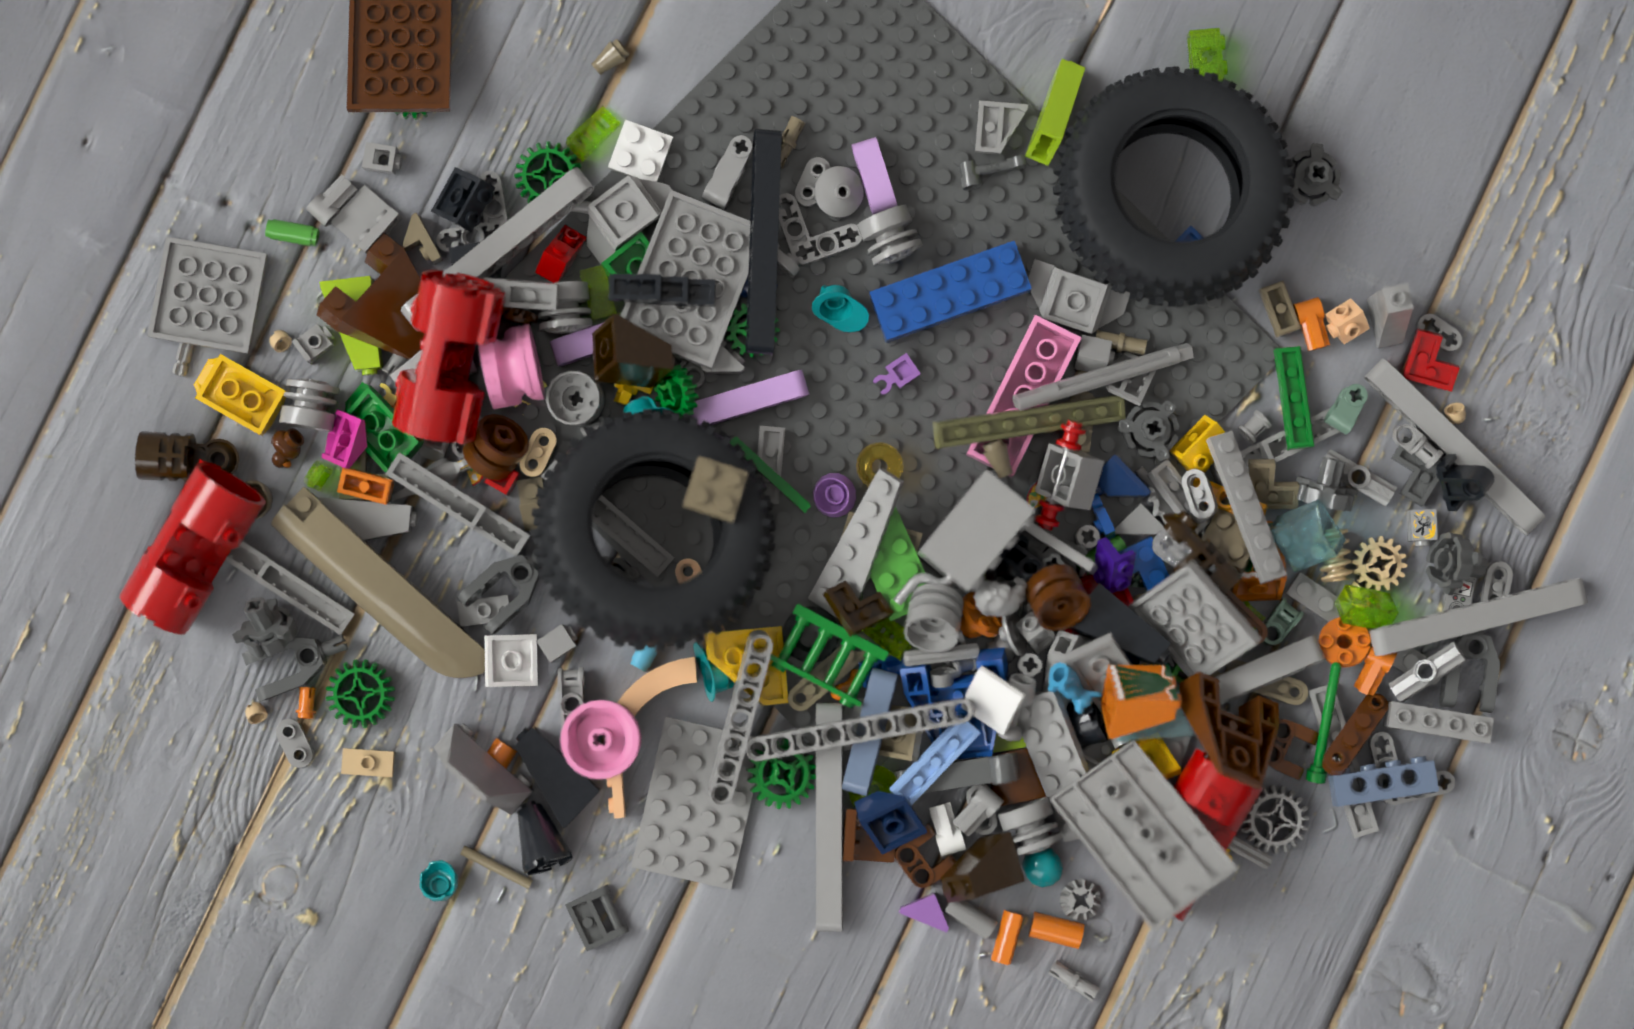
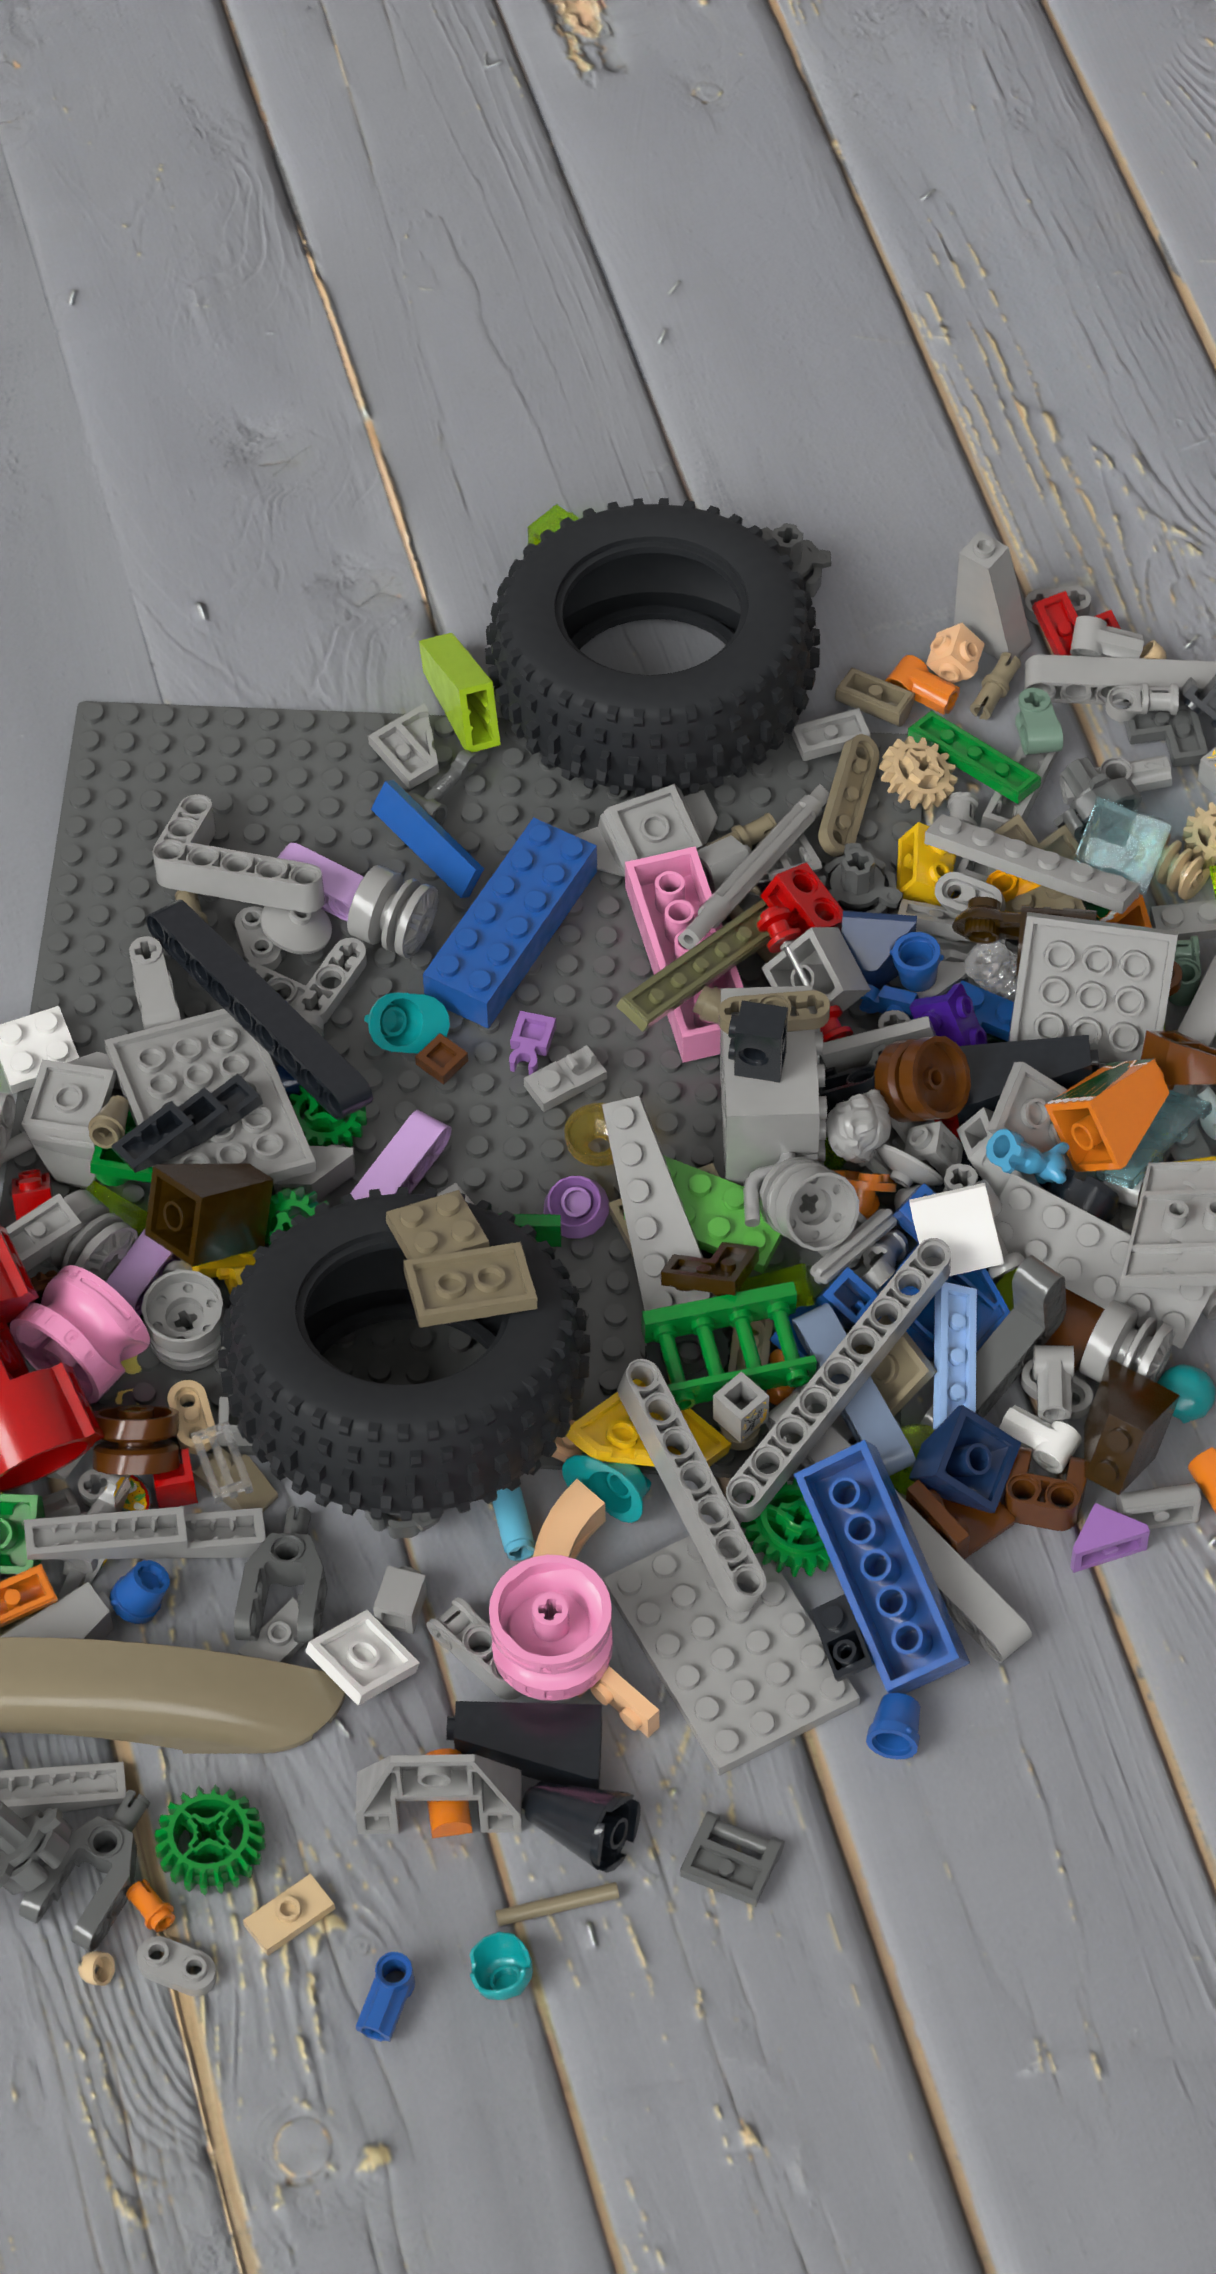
camera: 40 degrees left, 30 degrees down
(373, 849) = (385, 1998): none -> blue piece
(432, 530) = (140, 1592): none -> blue piece
(518, 519) = (231, 1488): none -> clear tile
(629, 248) = (109, 1123): none -> dark tan cone
(698, 542) = (470, 1284): none -> dark tan plate
(733, 920) = (895, 1727): none -> blue piece
(747, 859) = (841, 1638): none -> black slope
(792, 842) = (881, 1568): none -> blue brick
(802, 696) = (741, 1407): none -> light grey brick
(825, 128) = (191, 865): none -> light grey beam
(842, 345) = (441, 1058): none -> reddish brown plate
(897, 411) = (565, 1078): none -> light grey plate
(953, 196) = (427, 838): none -> blue tile
(965, 531) = (759, 1041): none -> black brick
(998, 523) = (798, 999): none -> dark tan beam
(1098, 427) = (805, 897): none -> red brick
(1132, 511) = (917, 960): none -> blue piece
(1202, 365) = (848, 794): none -> dark tan plate
(1230, 317) = (828, 733): none -> light grey plate
(1261, 389) = (918, 773): none -> tan gear
(1352, 358) = (995, 686): none -> dark tan pin
(1430, 382) = (1096, 639): none -> light grey piece

